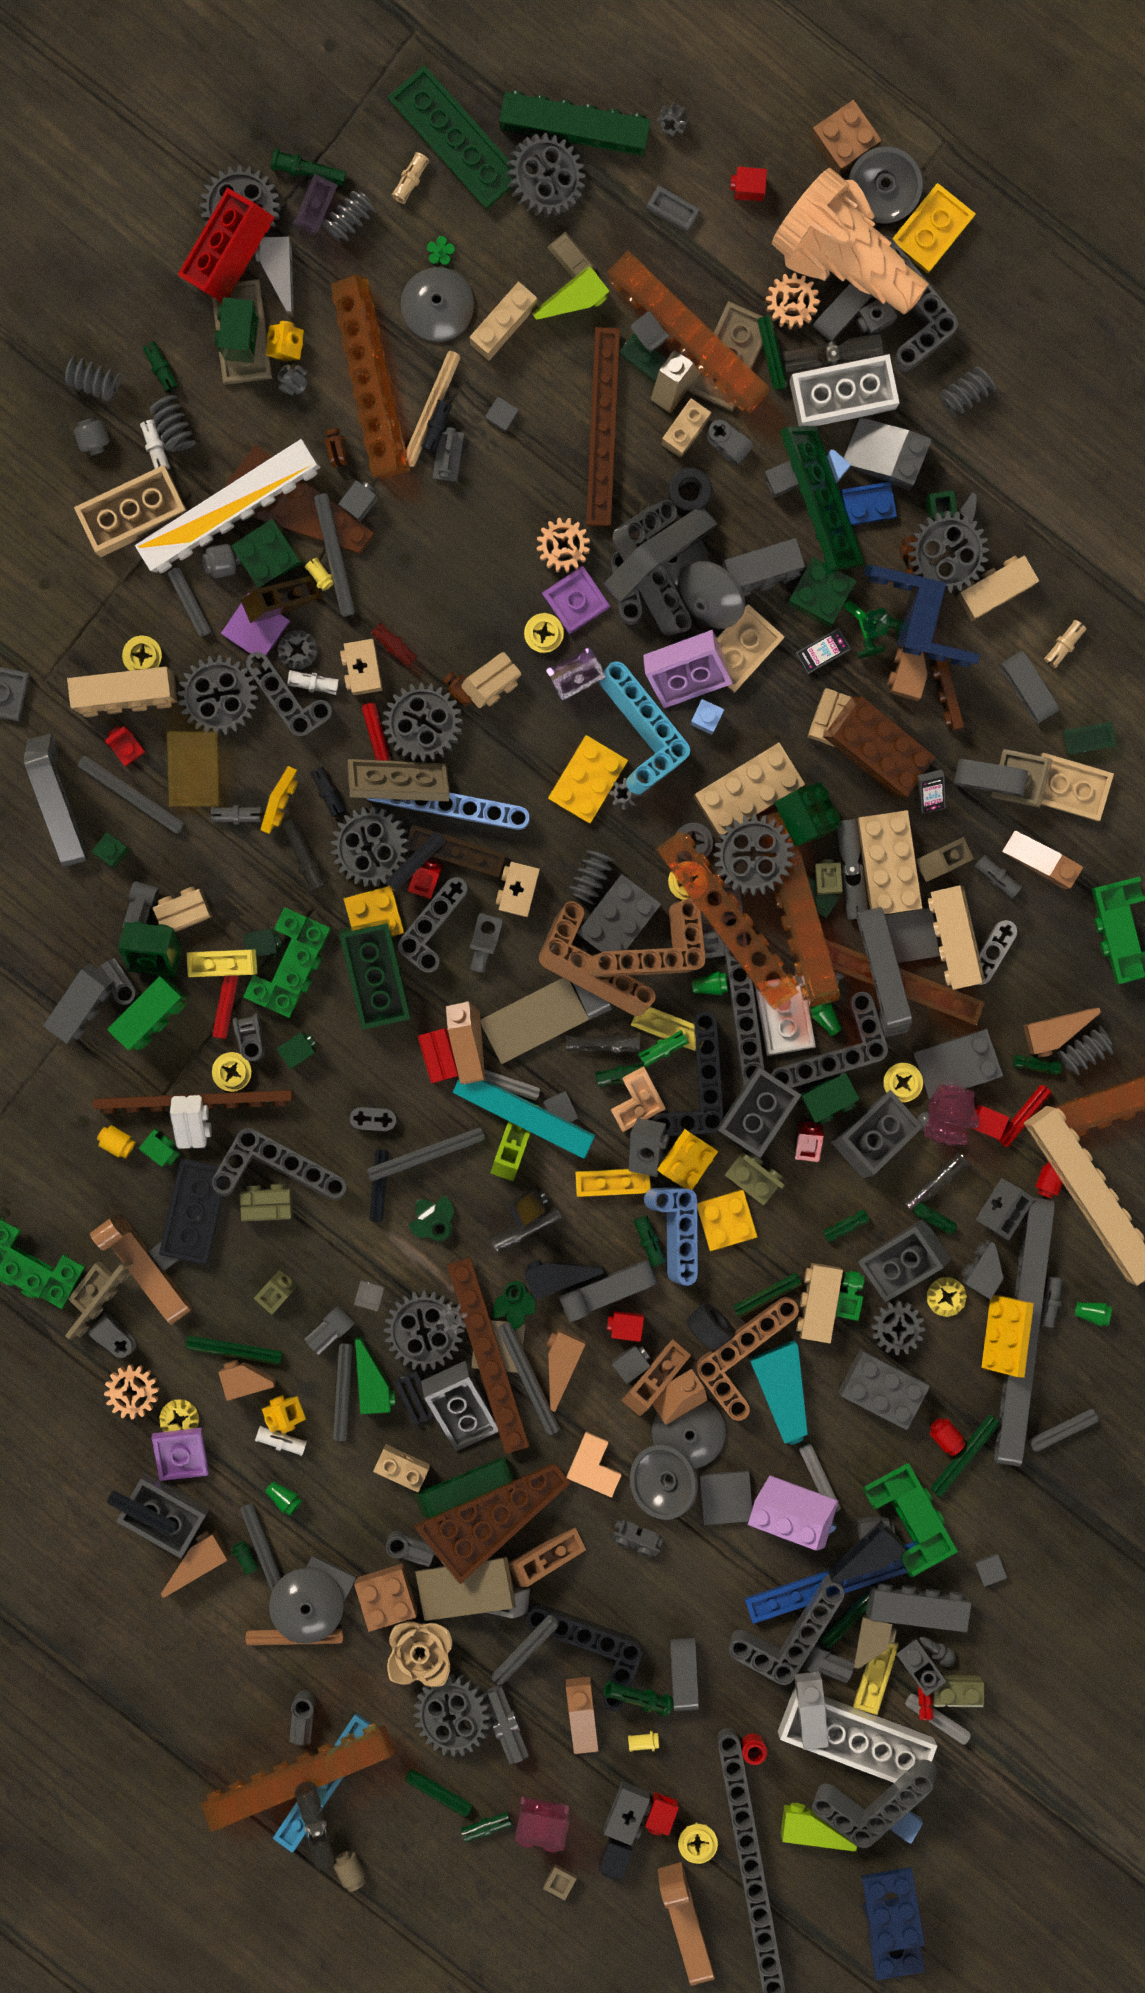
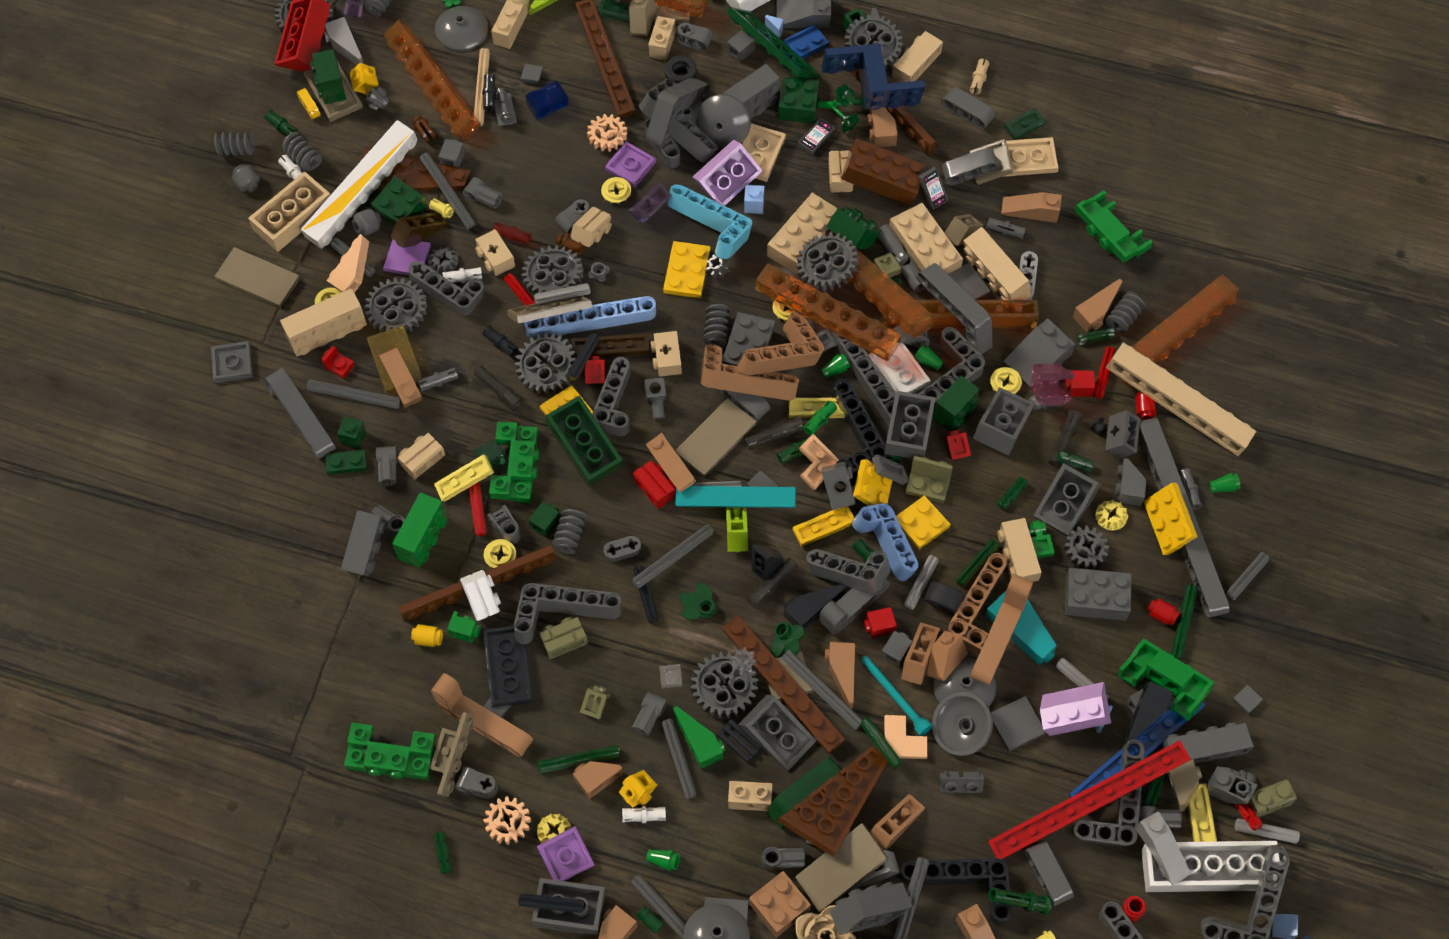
camera: 20 degrees left, 25 degrees down
(51, 1397) = (442, 852): none -> dark green axle
(64, 584) = (257, 277): none -> dark tan tile
(94, 882) = (346, 462): none -> dark green plate
(150, 949) = (404, 482): dark green brick -> none
(177, 629) = (351, 266): none -> light nougat slope
(190, 802) = (401, 377): none -> medium nougat slope
(203, 350) = (308, 103): none -> yellow beam
(278, 800) = (466, 347): yellow plate -> none
(319, 1076) = (567, 531): none -> dark grey piece
(374, 570) = (478, 191): none -> dark grey piece
(420, 764) = (562, 294): none -> light grey axle
(471, 655) = (571, 215): none -> dark grey piece
(474, 1651) = (870, 907): none -> dark grey brick
(486, 741) = (598, 266): none -> dark grey plate
(505, 464) = (546, 100): none -> clear blue brick
(567, 1465) = (881, 743): none -> dark green axle
(612, 1252) = (864, 577): none -> dark grey beam
(620, 1458) = (921, 725): none -> teal piece
(694, 1293) = (921, 582): none -> light grey axle
(715, 1148) = (890, 469): none -> dark grey tile
(750, 1401) = (1002, 629): none -> medium nougat beam
(759, 1626) = (1089, 800): none -> red plate
(984, 1181) = (1098, 425): none -> black piece

